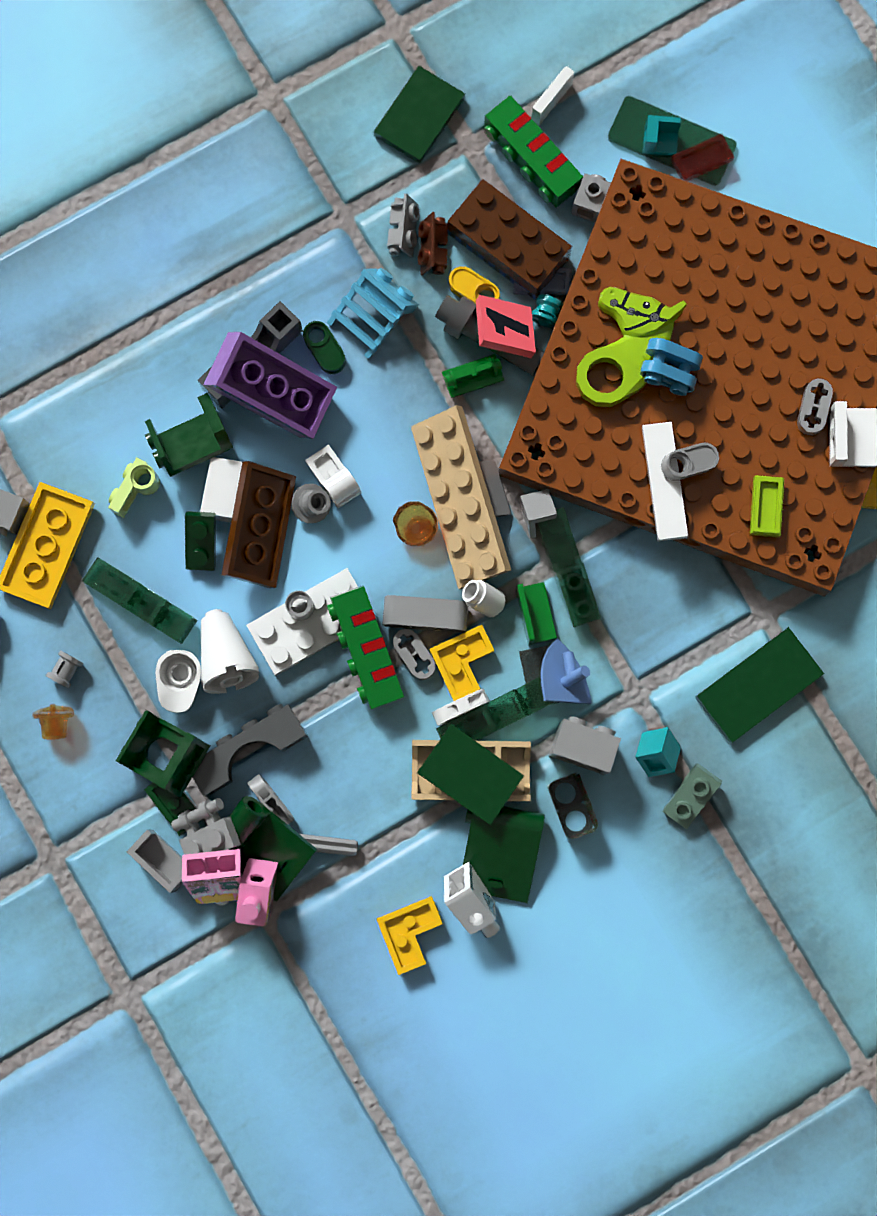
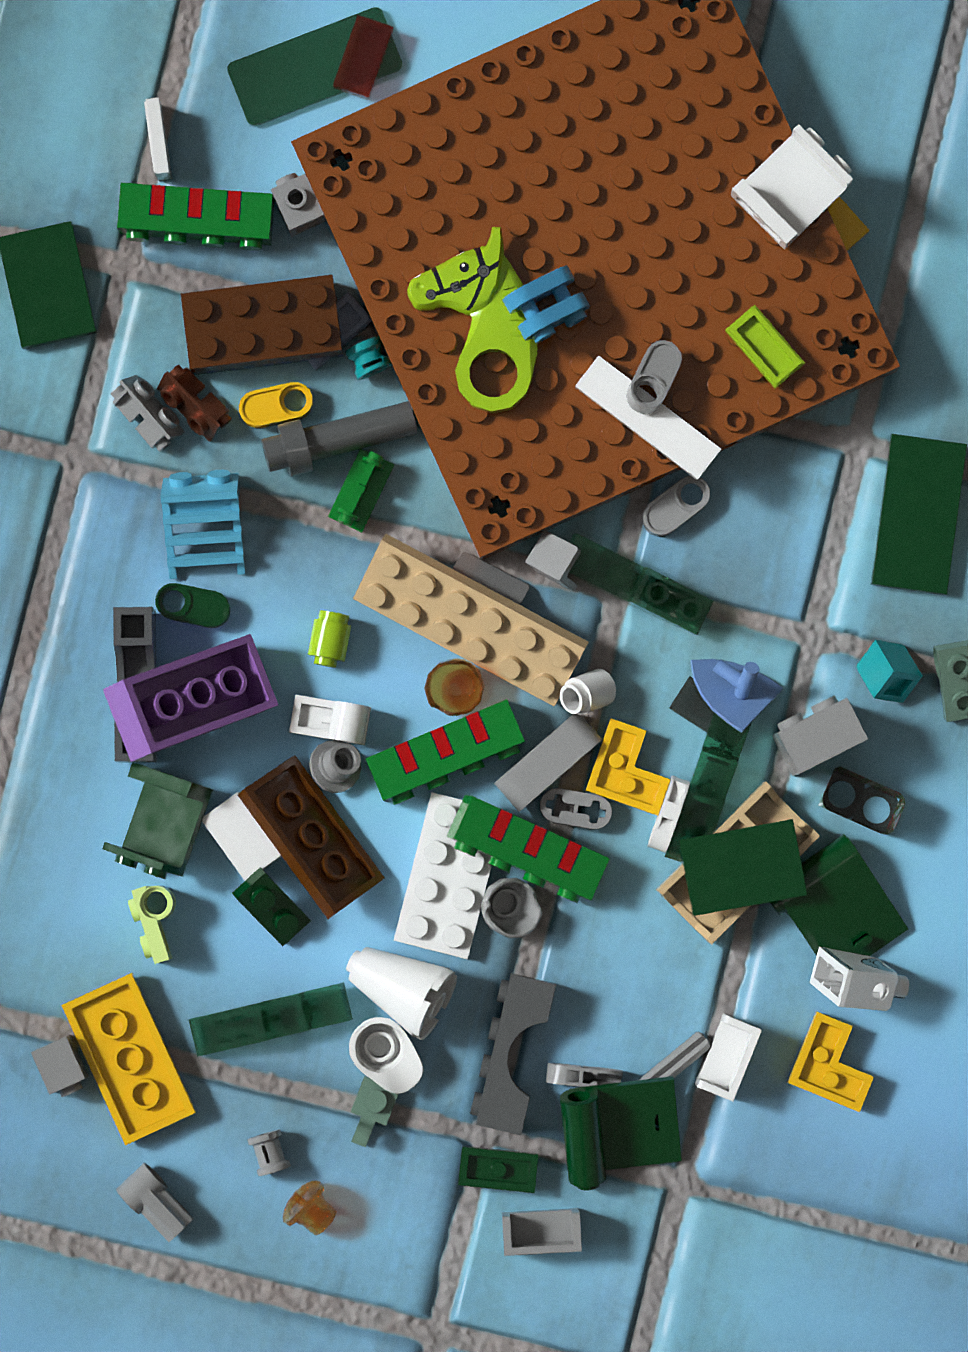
camera: 50 degrees left, 5 degrees up
(142, 699) = (373, 1106): none -> sand green plate
(181, 765) = (475, 1128): dark green panel -> none
(212, 876) = (607, 1195): bright pink torso -> none
(217, 836) = (570, 1170): light grey plate -> none
(256, 898) = (661, 1176): bright pink torso -> none
(299, 595) = (418, 883): light grey beam -> none
(325, 670) = (511, 908): none -> light grey hair
(357, 870) = (728, 1057): none -> white panel
(376, 434) = (329, 638): none -> lime brick
(376, 553) = (444, 751): none -> green brick
(505, 326) = (349, 416): coral tile -> none
(535, 613) = (648, 656): green panel -> none
(625, 549) = (670, 511): none -> light grey piece
(661, 135) = (303, 76): teal panel -> none
(821, 408) = (724, 203): light grey beam -> none

